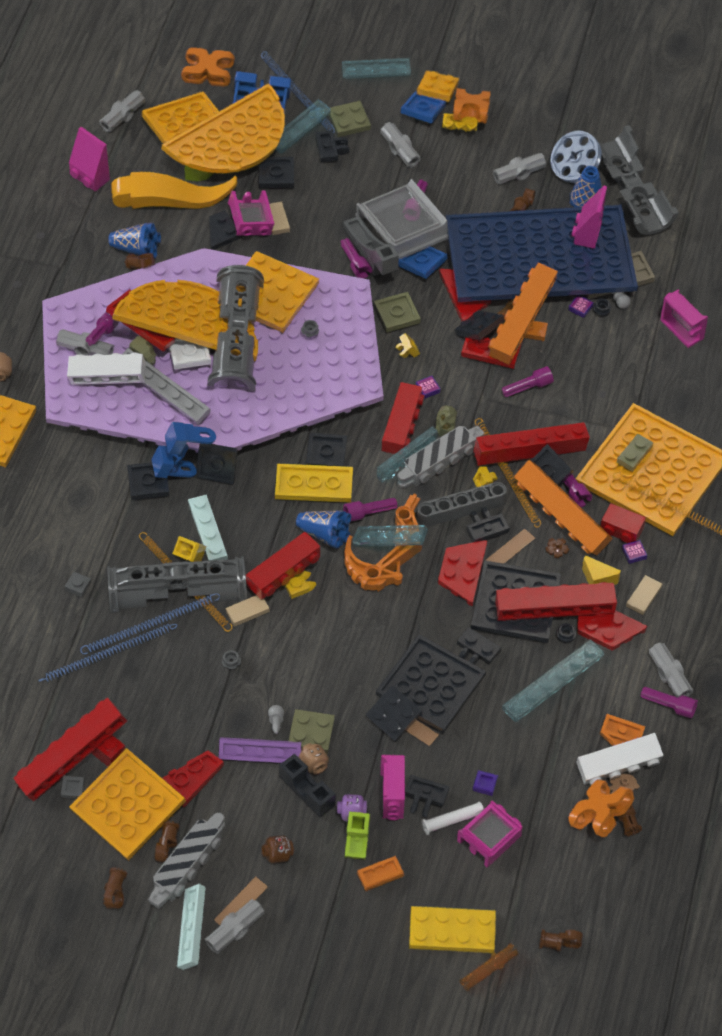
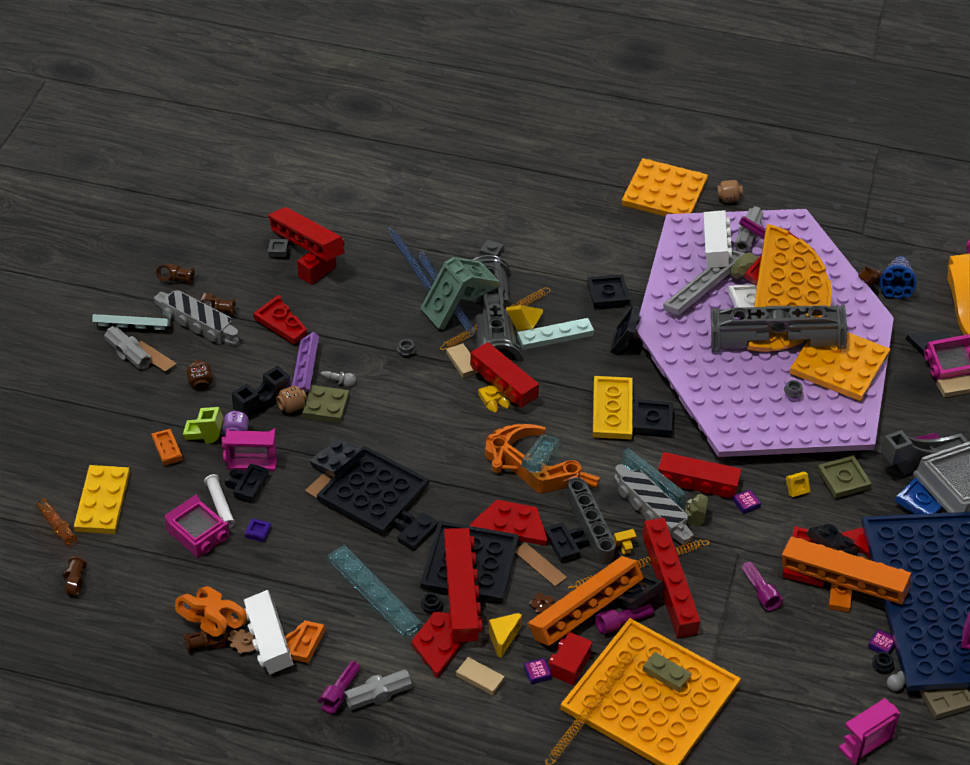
camera: 90 degrees right, 10 degrees down
(127, 804) = (255, 278): light orange plate -> none
(168, 458) = (624, 288): blue piece -> none
(168, 603) = (456, 281): none -> sand green bracket
(326, 526) = (553, 411): blue cone -> none
(359, 510) = (578, 438): magenta piece -> none

